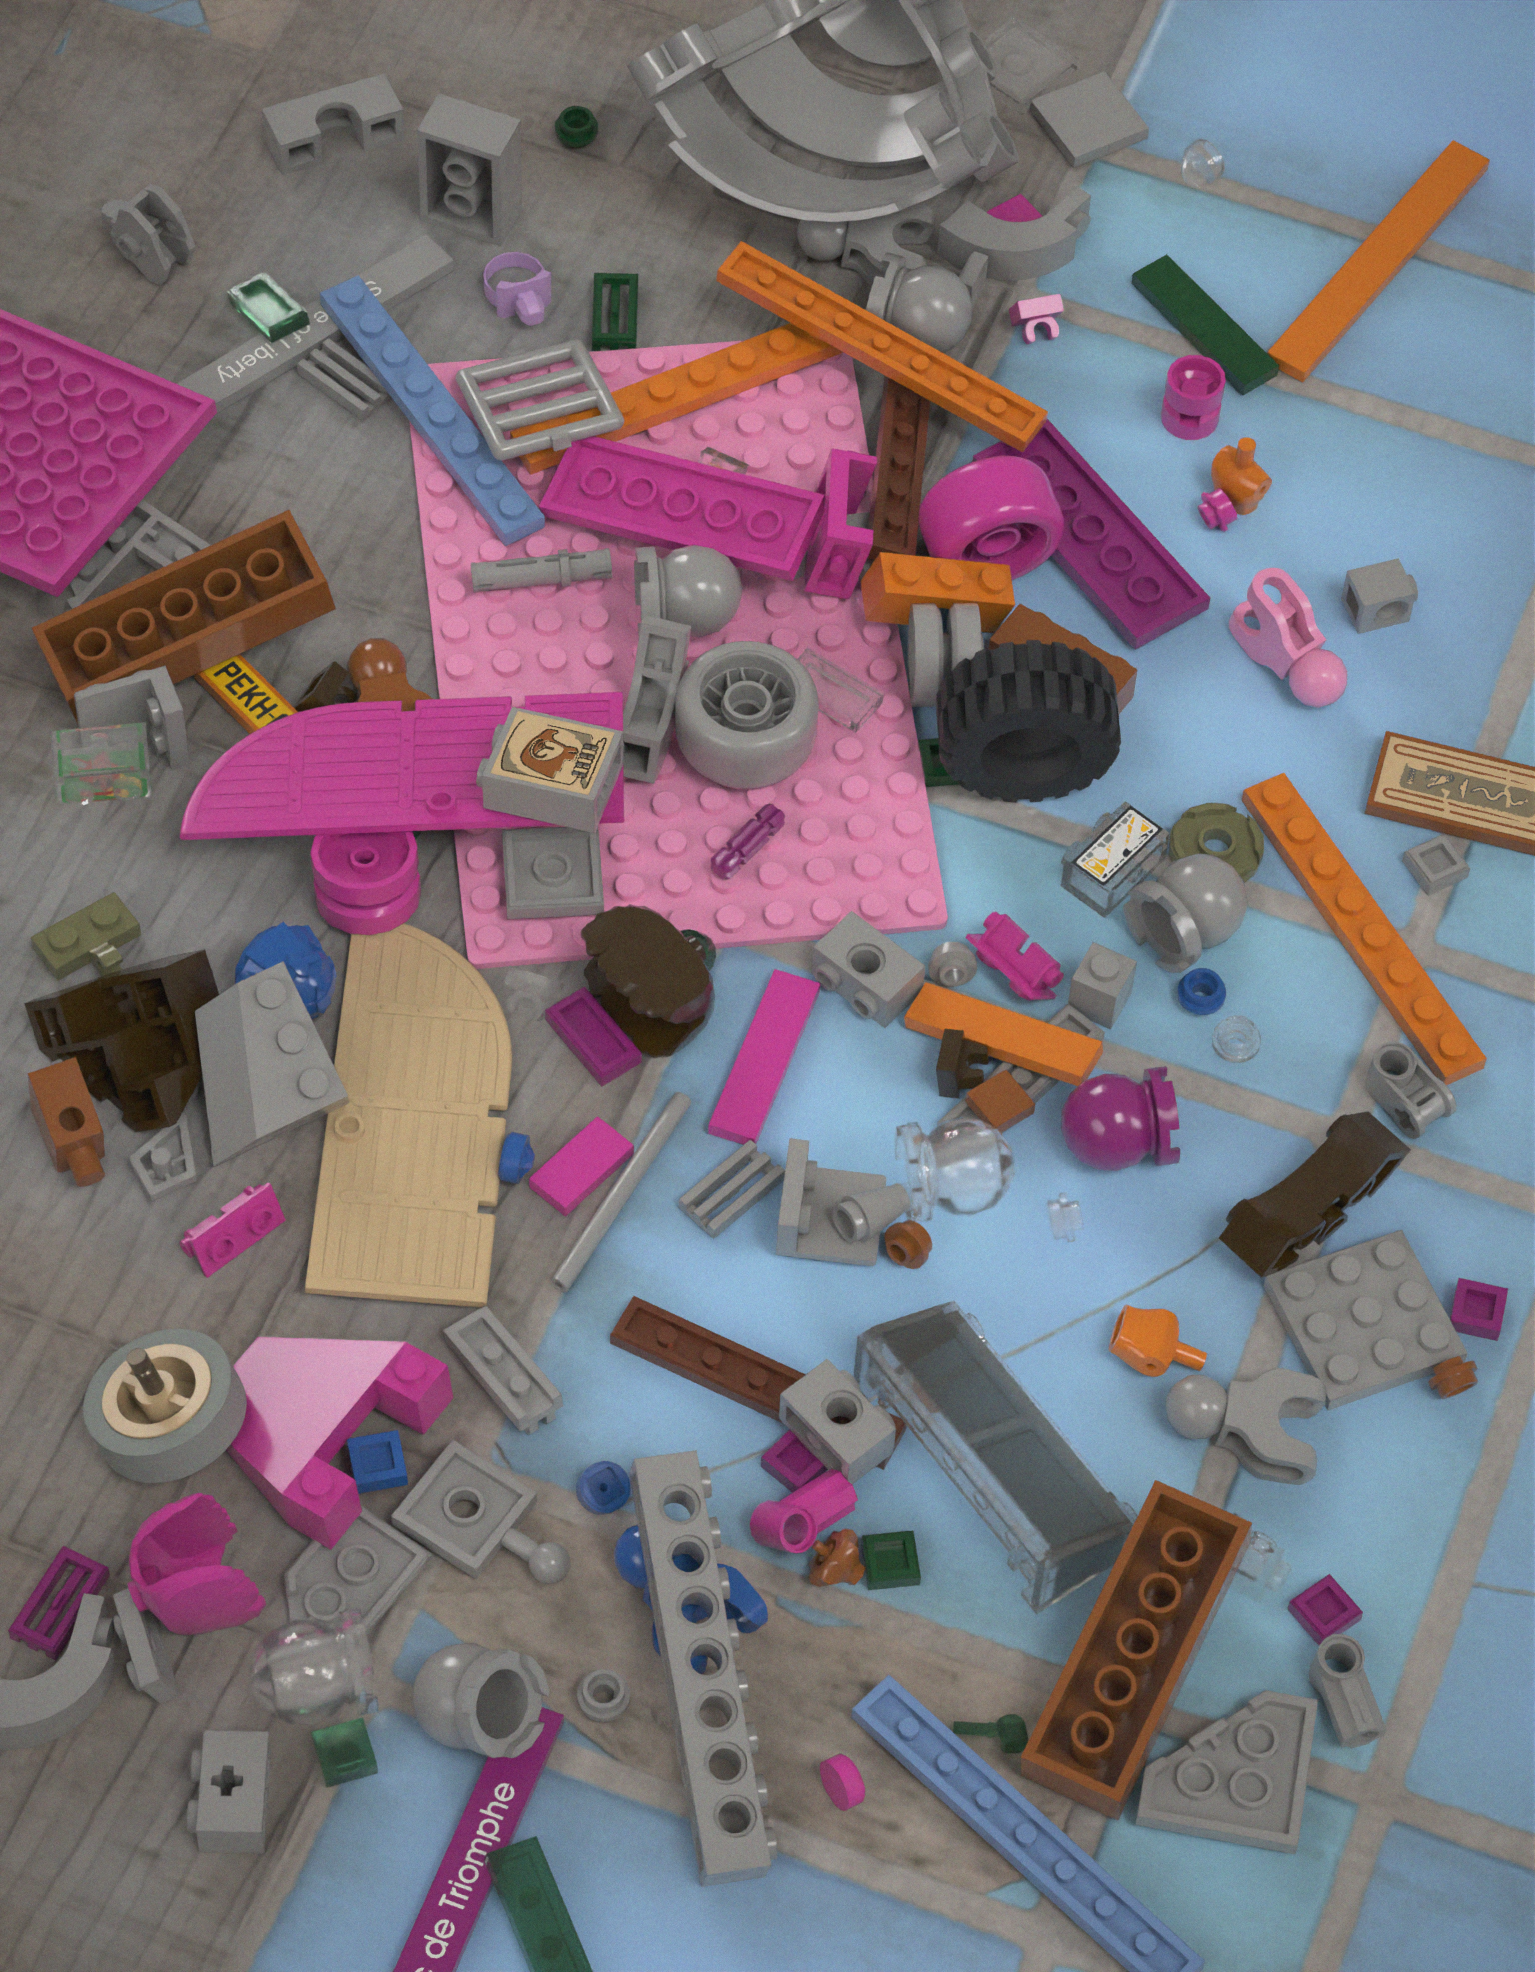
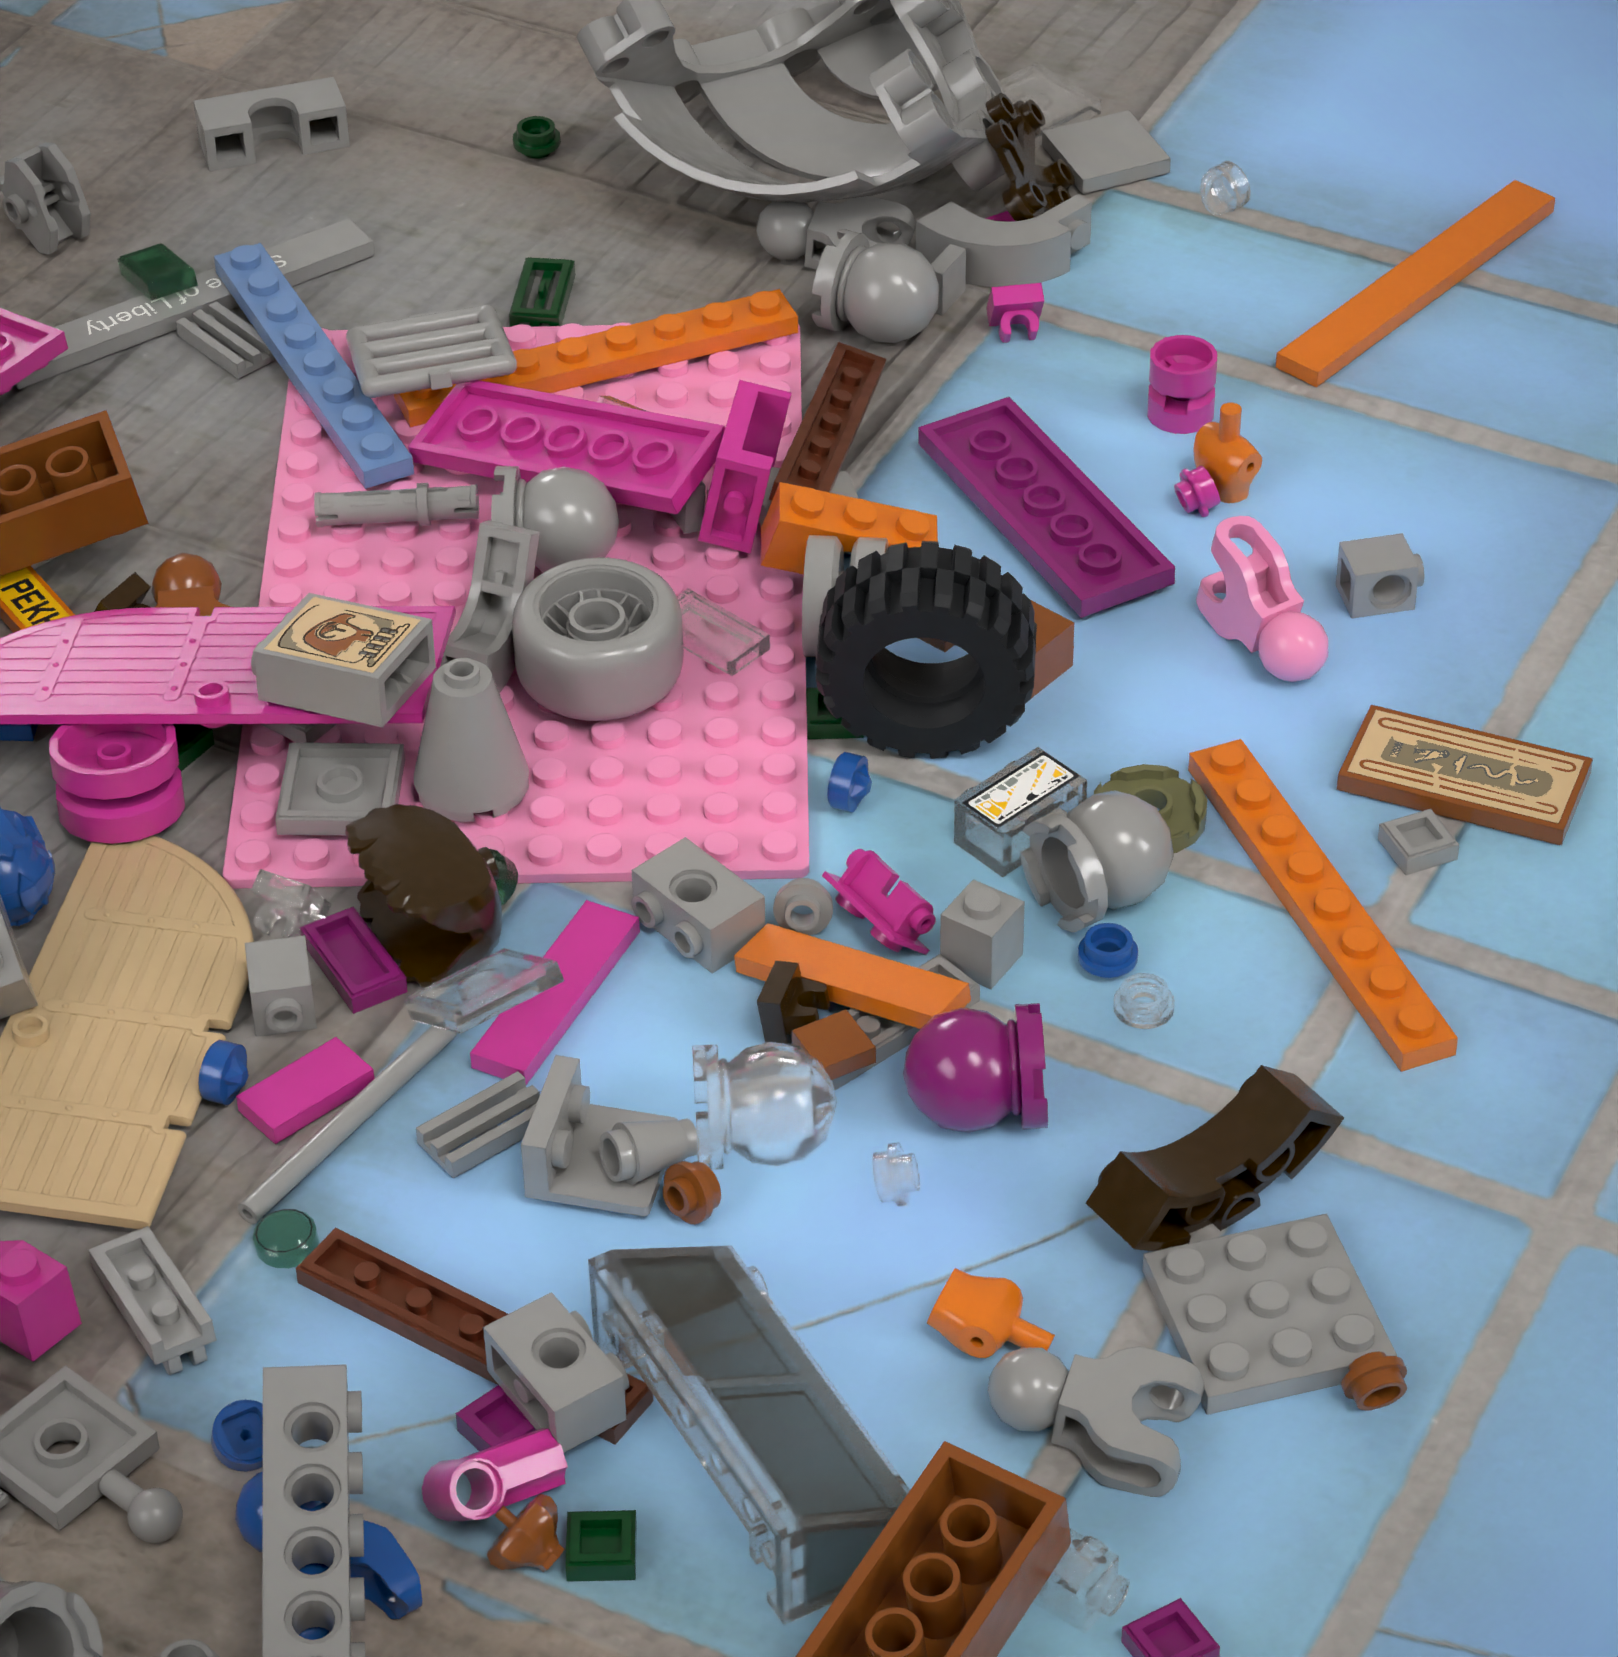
camera: 10 degrees right, 15 degrees down
(469, 169) = (399, 148): light grey brick -> none
(525, 297) = (439, 267): lavender piece -> none
(543, 1071) = (280, 986): none -> light grey brick
(593, 1305) = (285, 1238): none -> clear green piece
(660, 838) = (468, 746): none -> light grey cone
(711, 1068) = (483, 990): none -> clear tile
(747, 841) = (578, 769): magenta axle -> none
(882, 346) = (829, 317): orange plate -> none
(971, 838) = (848, 782): none -> blue tile
(993, 514) = (926, 456): dark pink wheel -> none
(1032, 195) = (1014, 143): none -> dark brown plant
(1205, 324) = (1192, 312): dark green tile -> none
(1412, 1096) = (1352, 1061): light grey piece -> none
(1478, 1309) = (1418, 1310): magenta tile -> none

